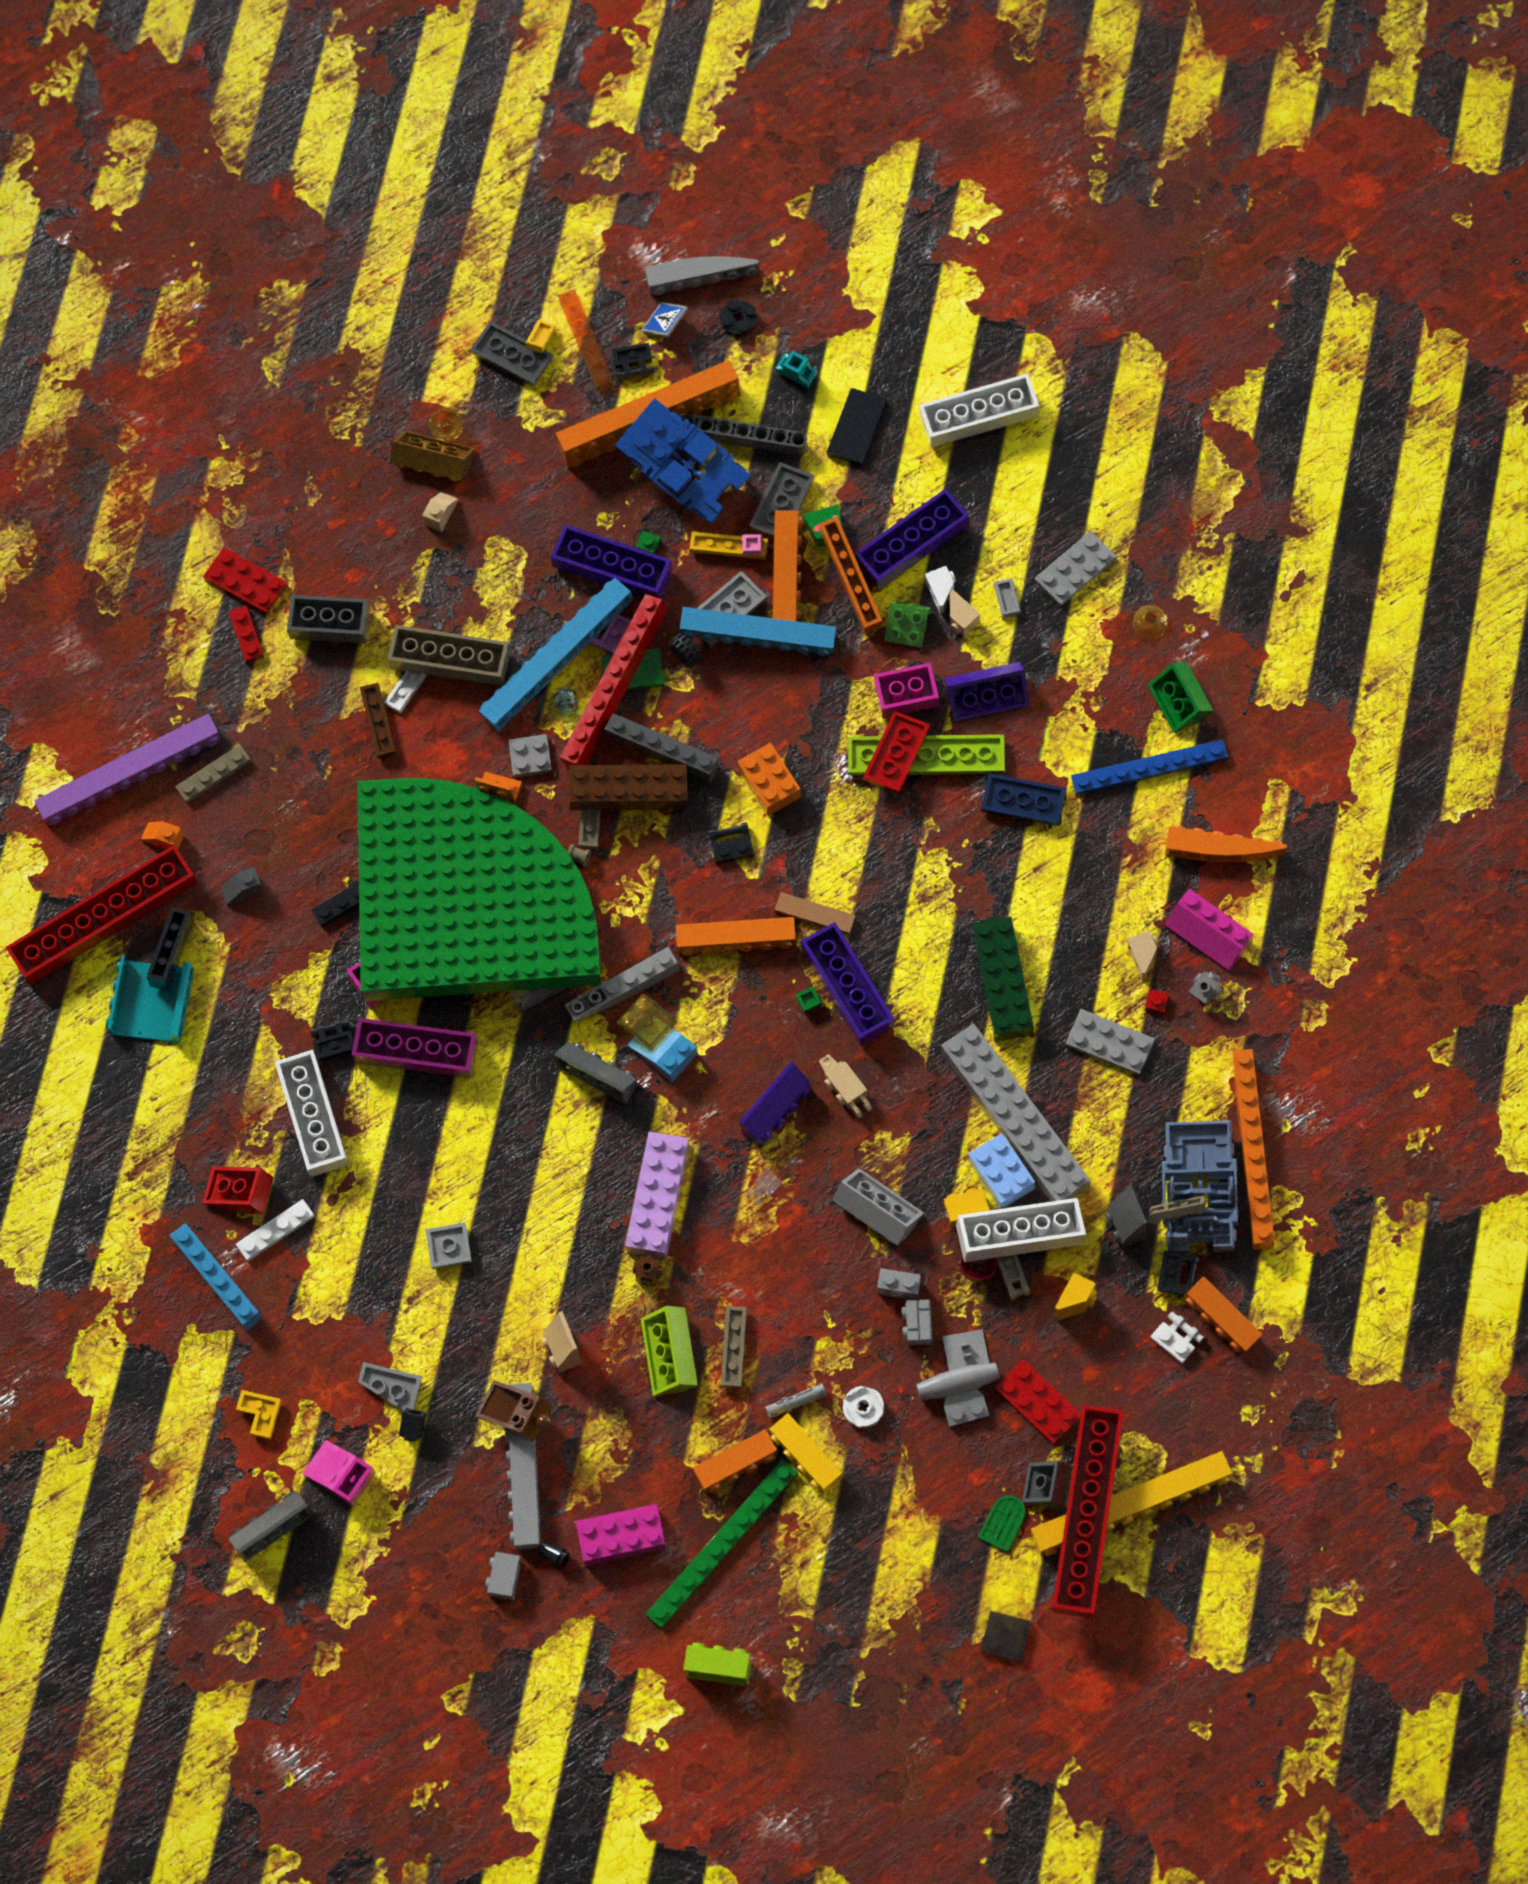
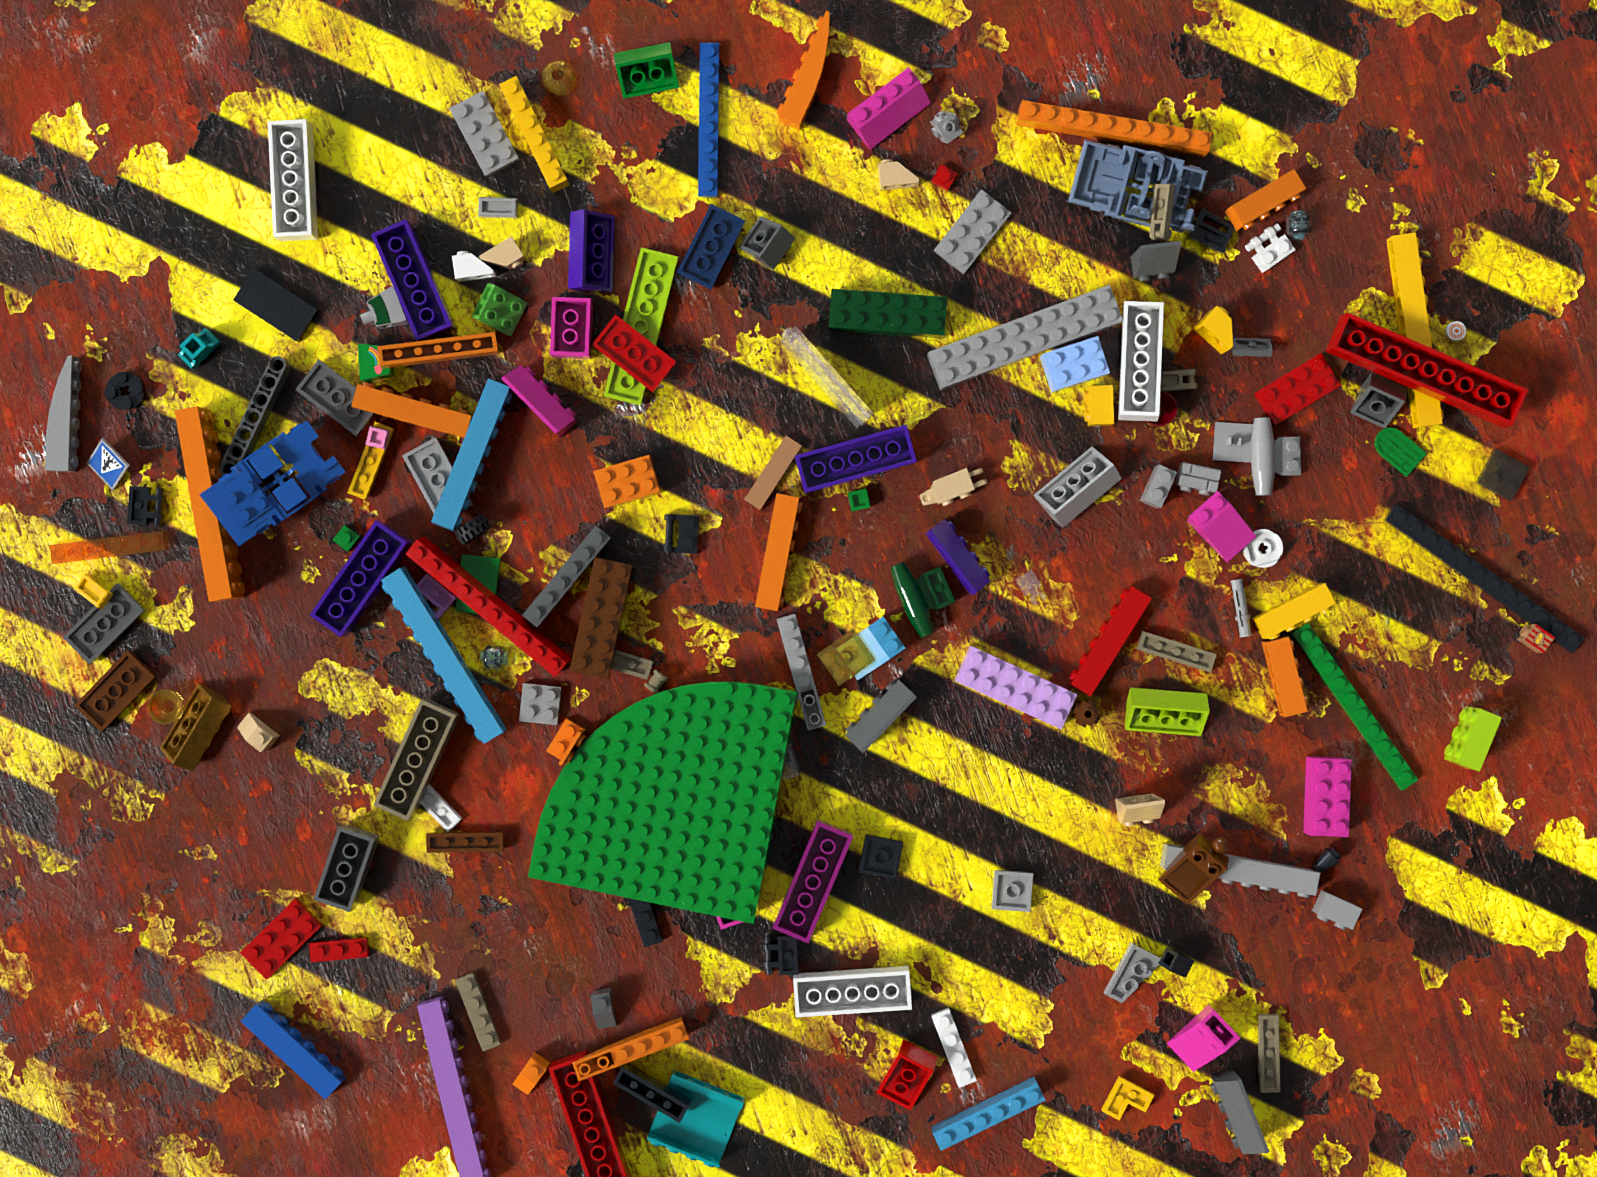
camera: 80 degrees left, 20 degrees up
(140, 616) = (293, 1048): none -> blue brick
(209, 918) = (631, 1048): none -> orange slope
(338, 1545) = (1268, 1053): none -> dark tan plate
(450, 378) = (115, 691): none -> reddish brown plate
(453, 1110) = (880, 856): none -> black plate
(727, 1081) = (921, 595): none -> dark green plate
(727, 1276) = (1109, 641): none -> red brick
(827, 679) = (536, 396): none -> dark pink slope
(841, 1710) = (1535, 638): none -> medium nougat brick
(874, 1355) = (1221, 526): none -> dark pink slope
(876, 519) = (385, 310): none -> light grey torso
(890, 1645) = (1482, 577): none -> black plate
(921, 935) = (826, 376): none -> clear brick
(1042, 850) = (767, 242): none -> dark grey slope
(1068, 1342) = (1252, 347): none -> dark grey plate
(1086, 611) = (534, 134): none -> yellow brick
(1143, 1548) = (1455, 331): none -> white tile
(1208, 1358) = (1298, 225): none -> clear light blue head

